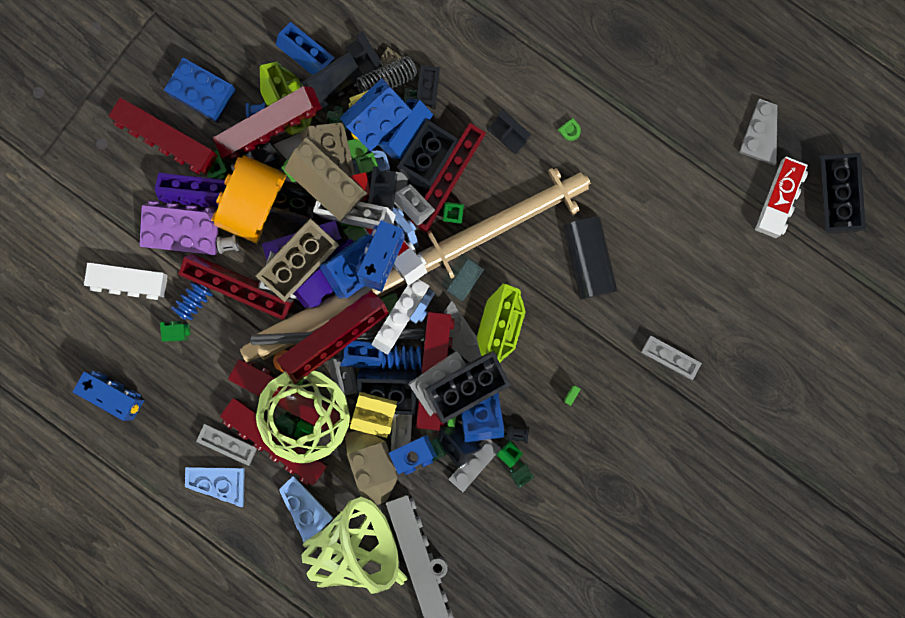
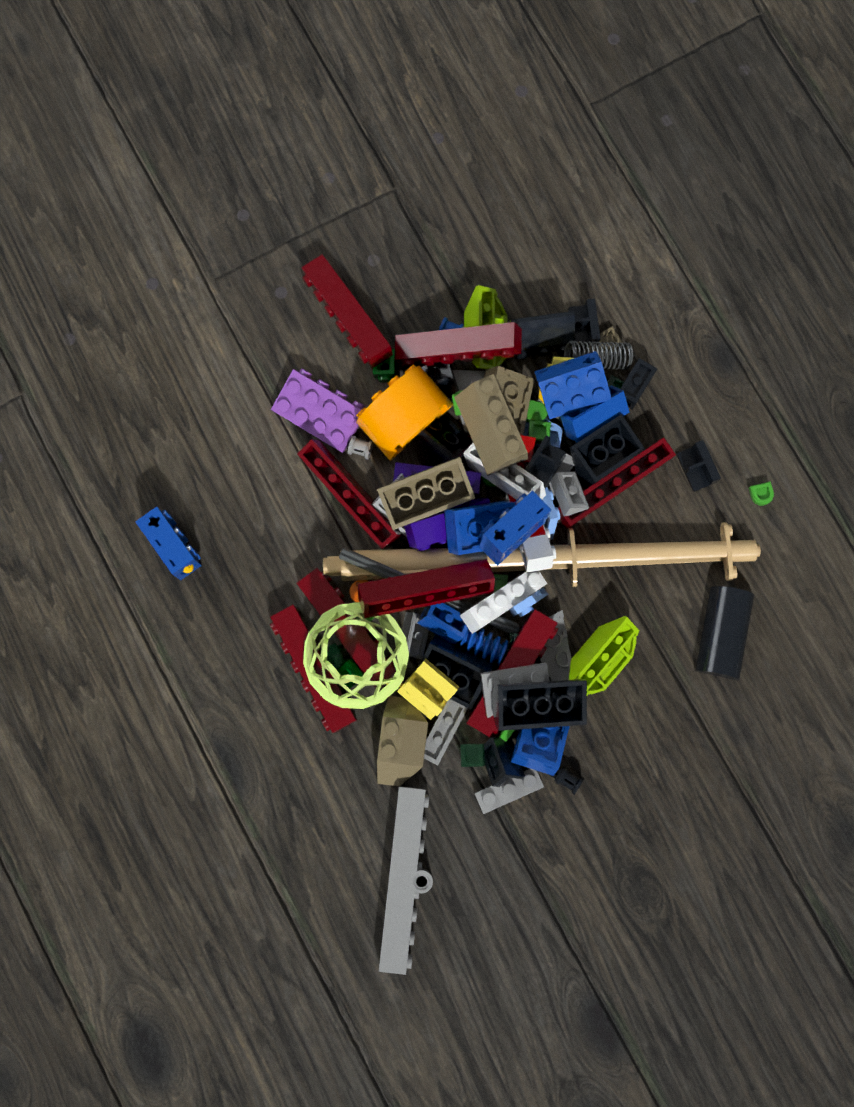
camera: 20 degrees right, 5 degrees down
(125, 280) = (240, 436): white brick -> none
(175, 331) = (265, 510): green brick -> none
(188, 189) = (347, 375): dark purple brick -> none
(192, 301) = (297, 487): blue piece -> none
(200, 90) = (404, 283): blue piece -> none
(221, 483) = (236, 684): light blue wing -> none
(226, 444) = (263, 649): light grey plate -> none
(303, 49) = (526, 289): blue brick -> none
(305, 509) = (312, 755): light blue wing -> none
(334, 117) = (528, 370): clear green tile -> none
(354, 232) = (494, 494): bright green tile -> none
(384, 553) = (372, 839): yellowish green piece -> none
(401, 458) = (437, 750): blue brick -> none
(453, 212) = (604, 520): green brick -> none
(465, 280) = (585, 595): clear light blue tile -> none
(509, 454) = (550, 797): green brick -> none
(522, 475) = (553, 826): clear green tile -> none
(570, 397) = (643, 766): bright green tile -> none
(671, 358) = (765, 776): light grey plate -> none

